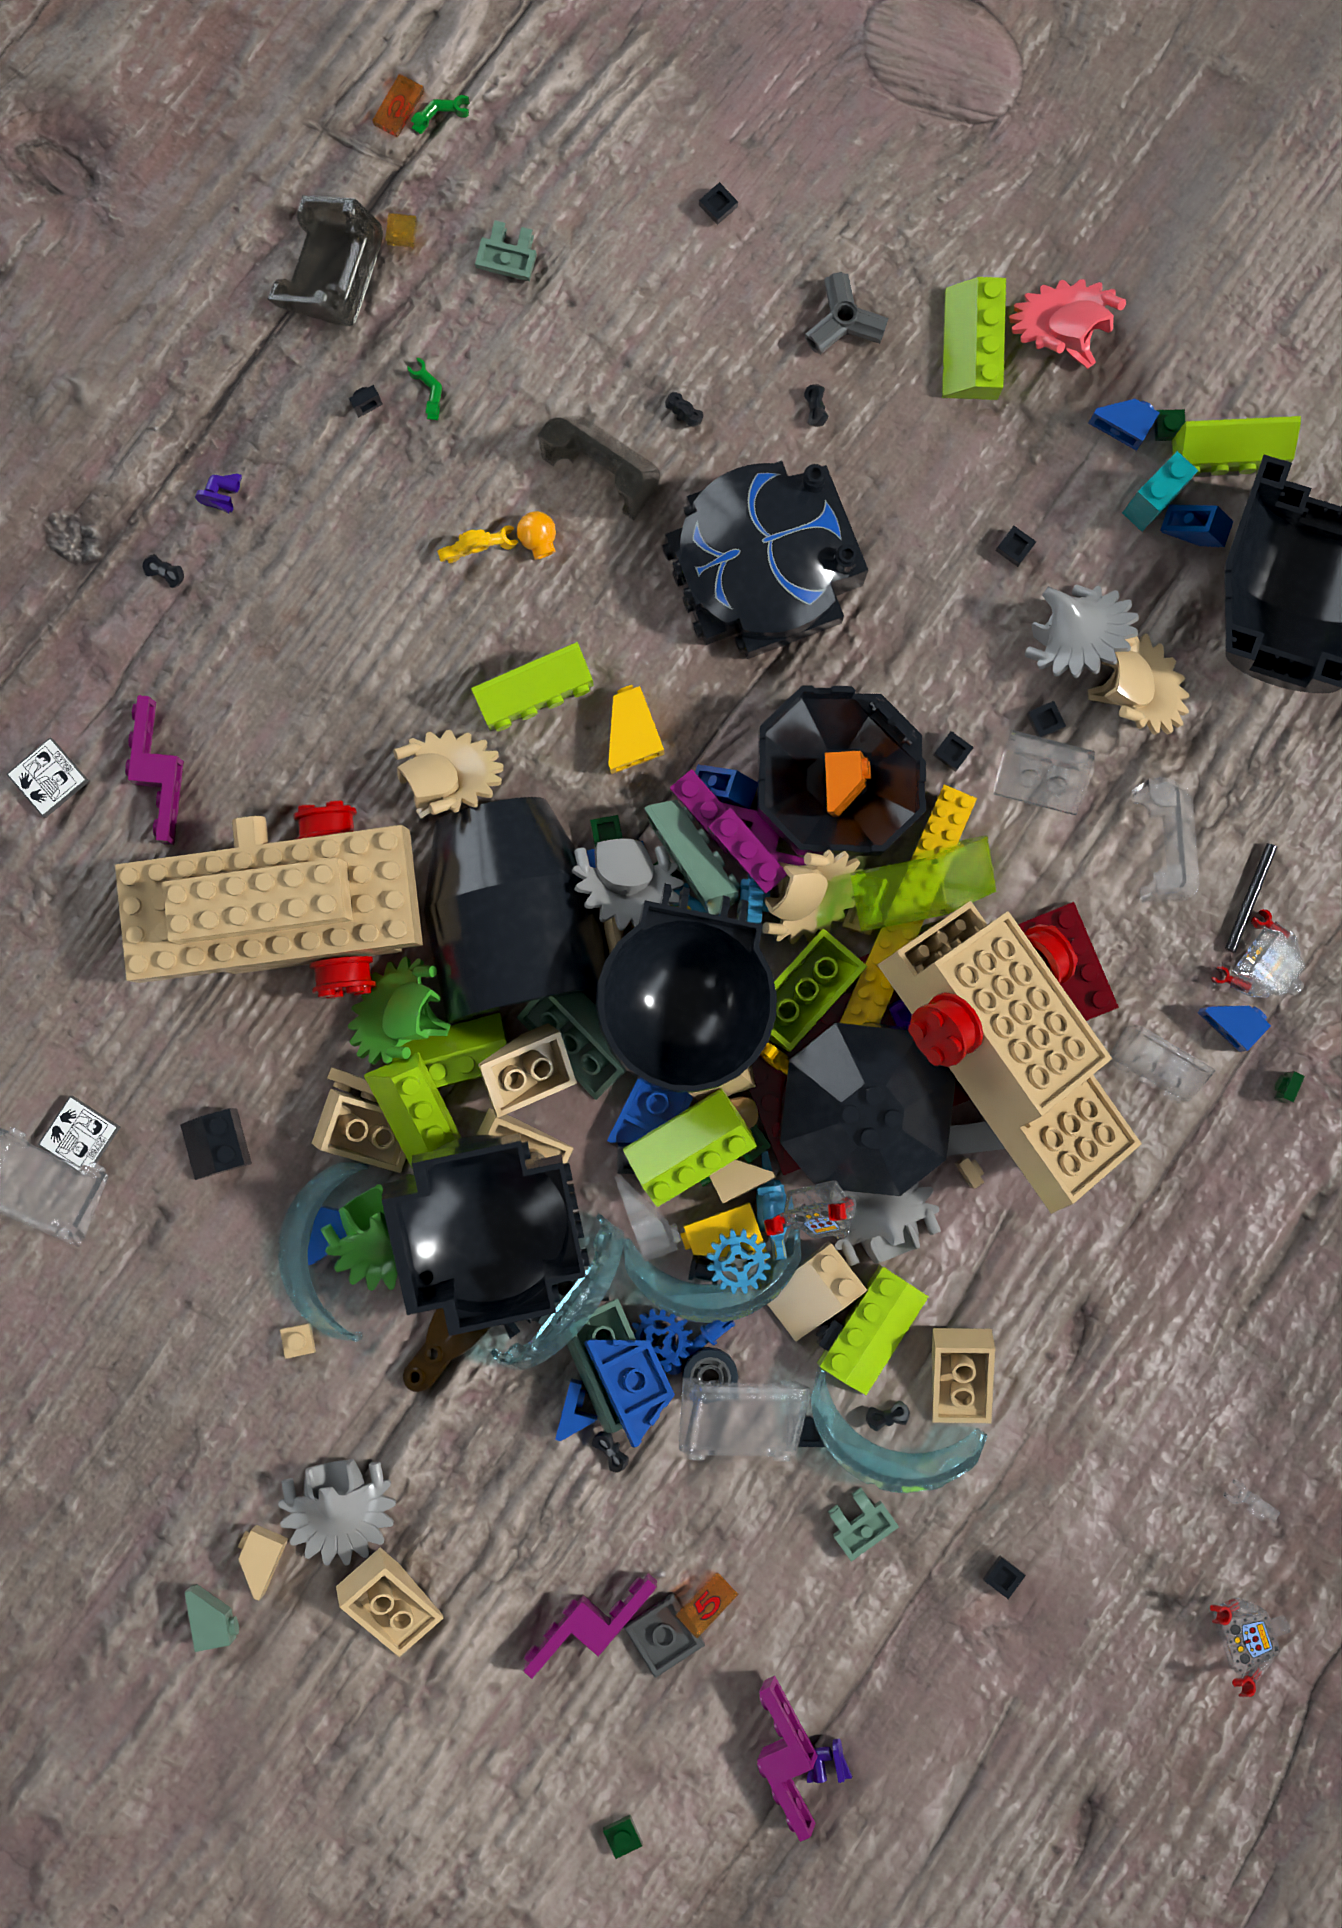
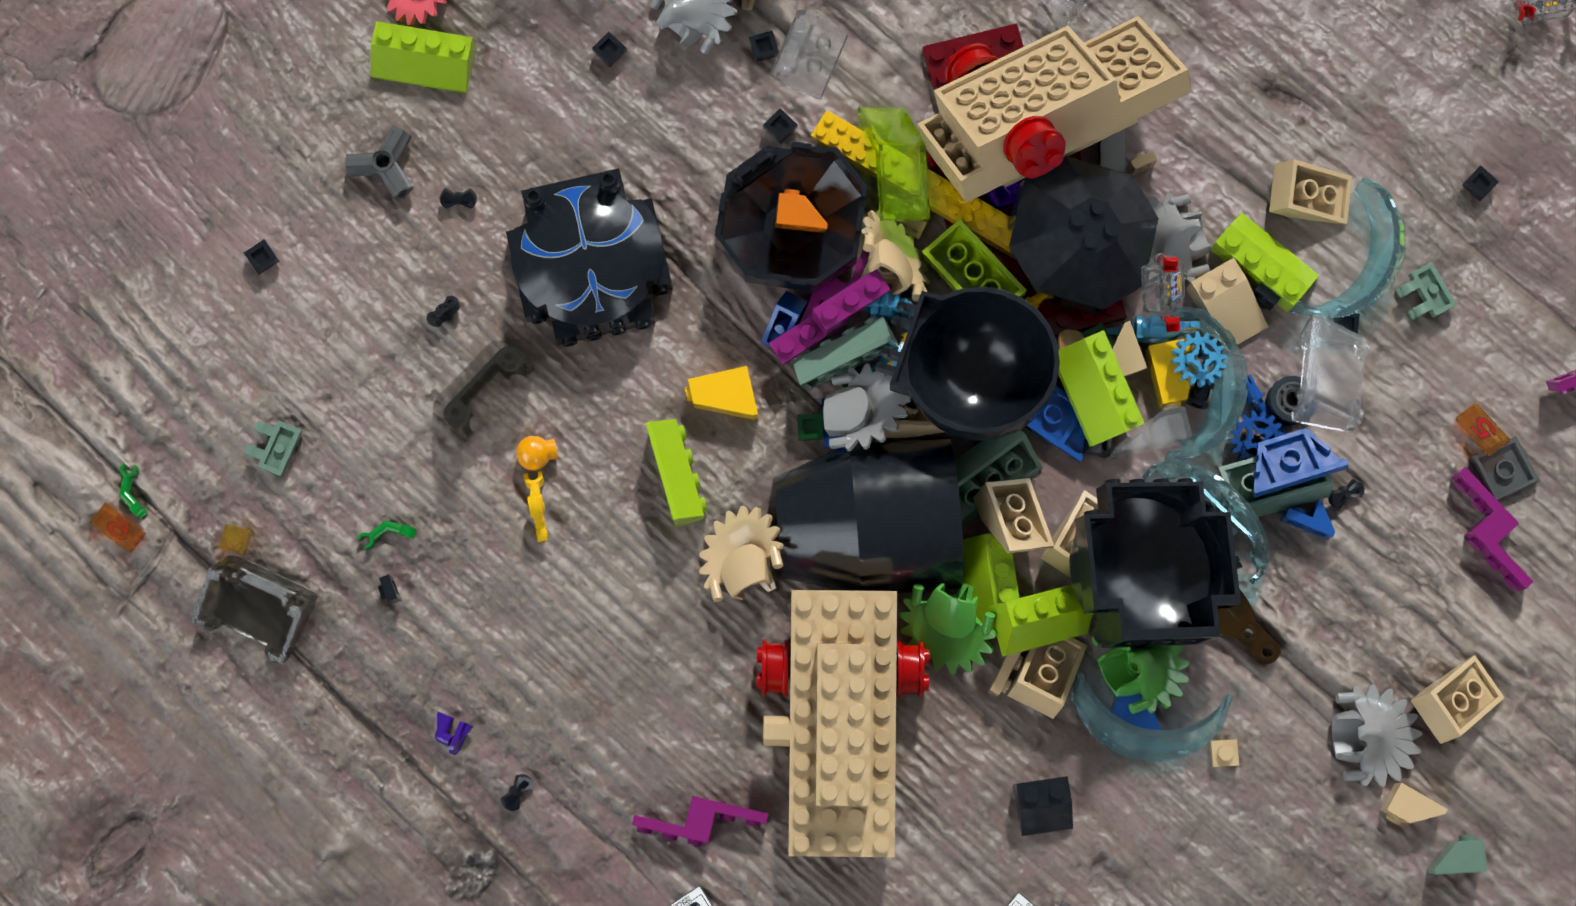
camera: 80 degrees left, 5 degrees down
(897, 1414) = (1338, 250): black piece -> none

